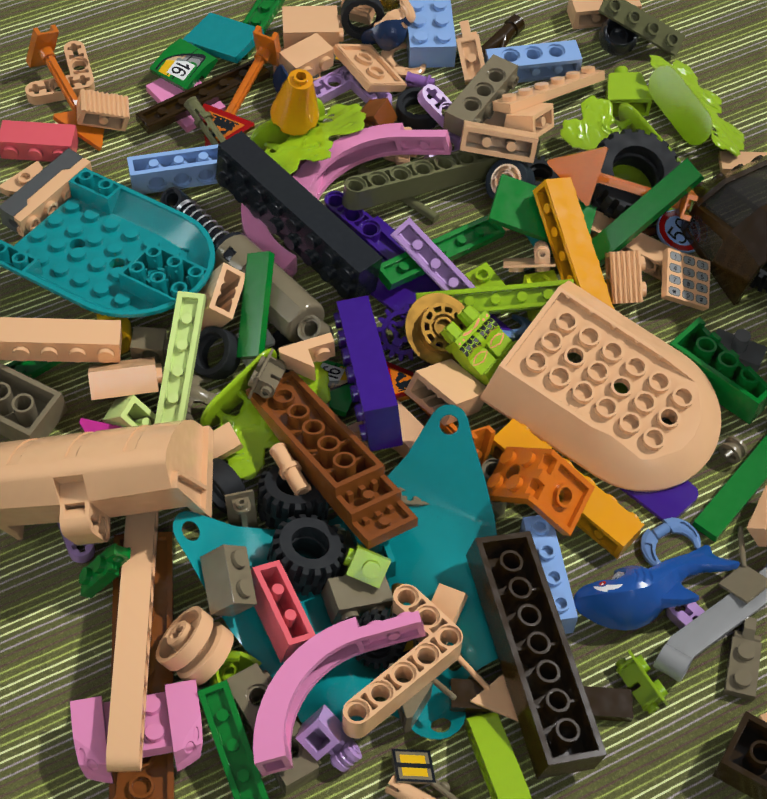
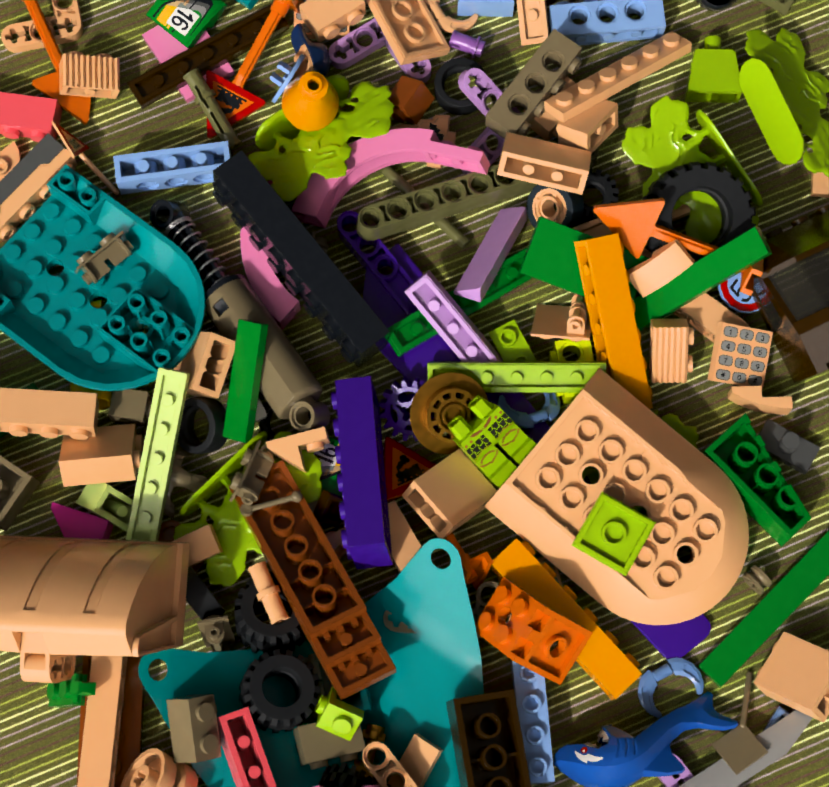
camera: 10 degrees right, 20 degrees up
(97, 164) = (77, 148): none -> light nougat piece
(113, 231) = (94, 263): none -> dark tan hinge
(265, 403) = (247, 510): none -> dark tan hinge
(266, 115) = (289, 73): none -> light blue piece
(341, 406) = (328, 509): none -> dark brown tile
(461, 216) = (491, 253): none -> lavender slope
(602, 398) = (613, 533): none -> lime plate
(609, 208) = (661, 268): none -> light nougat slope
(715, 316) = (751, 398): none -> light nougat slope

